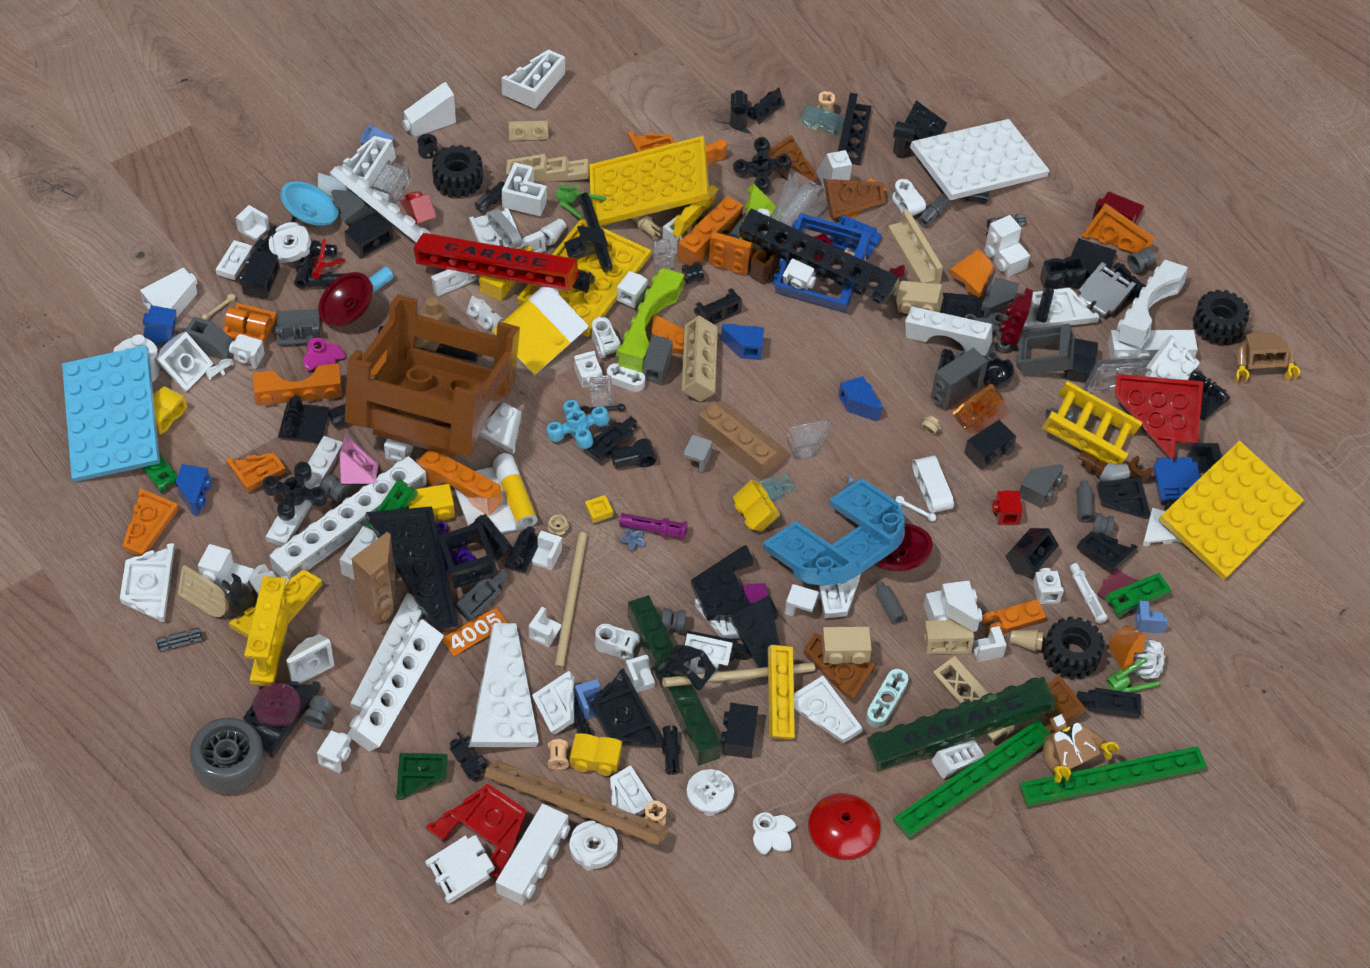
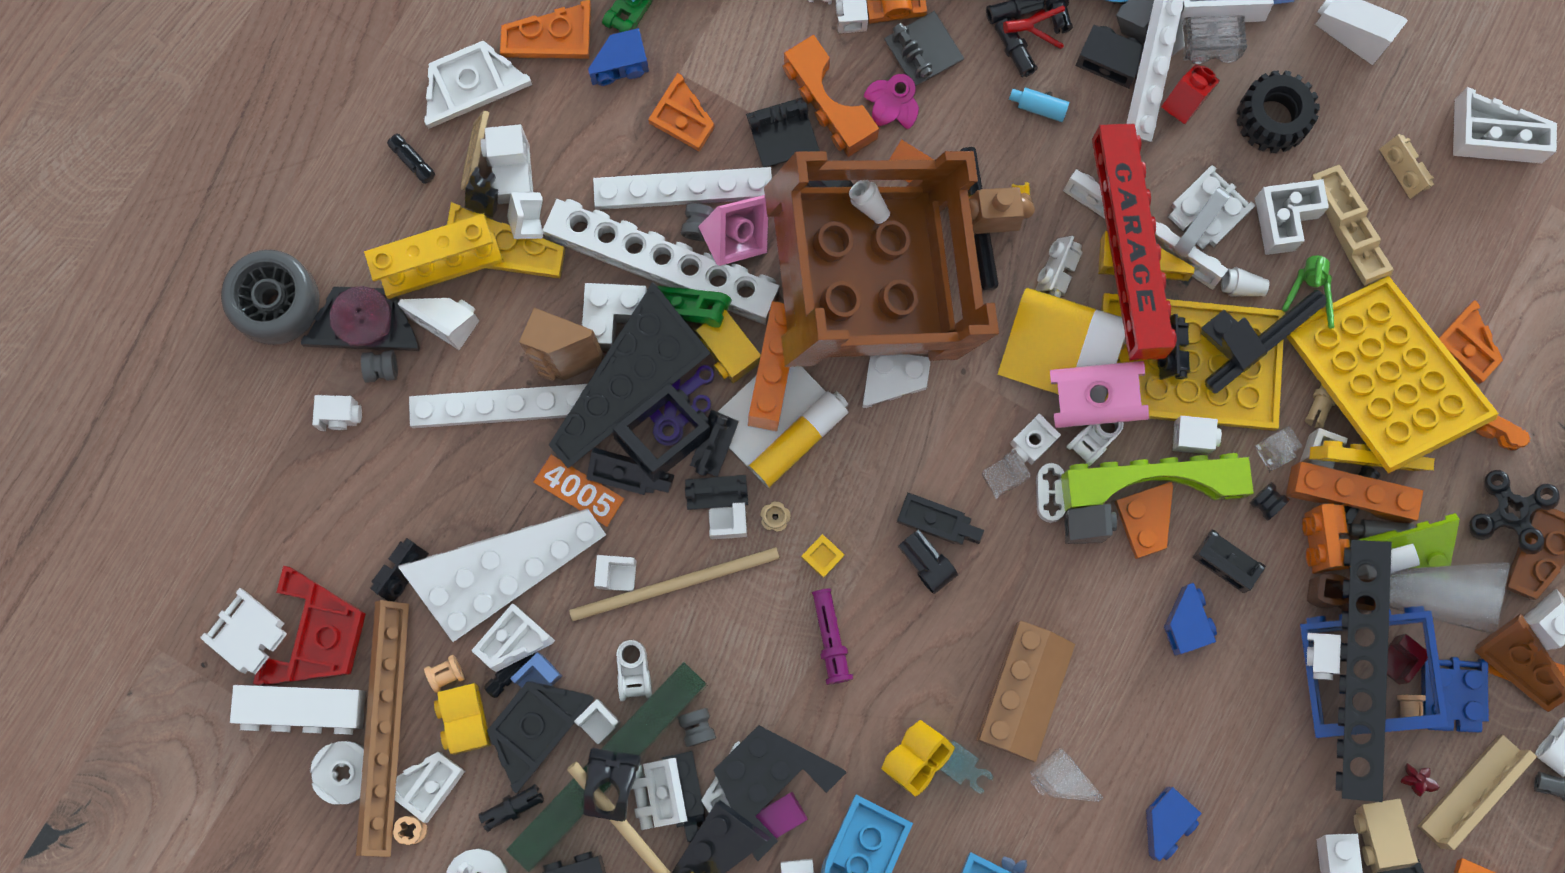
camera: 70 degrees right, 25 degrees up
(294, 491) = (648, 179): black gear -> none
(345, 299) = (985, 84): dark red dish -> none
(389, 370) = (868, 200): none -> white cone
(420, 772) = (352, 522): dark green wing -> none
(427, 146) = (1301, 58): black wheel -> none
(427, 641) = (374, 446): white brick -> none
(490, 197) = (1259, 175): black axle -> none
(577, 424) = (937, 468): medium azure gear -> none
(581, 331) = (1123, 398): none -> bright pink piece
(621, 407) = (999, 508): black hinge -> none
(633, 539) = (801, 619): sand blue plant -> none
(699, 359) = (1122, 577): tan brick -> none
(699, 450) = (969, 643): light grey panel -> none

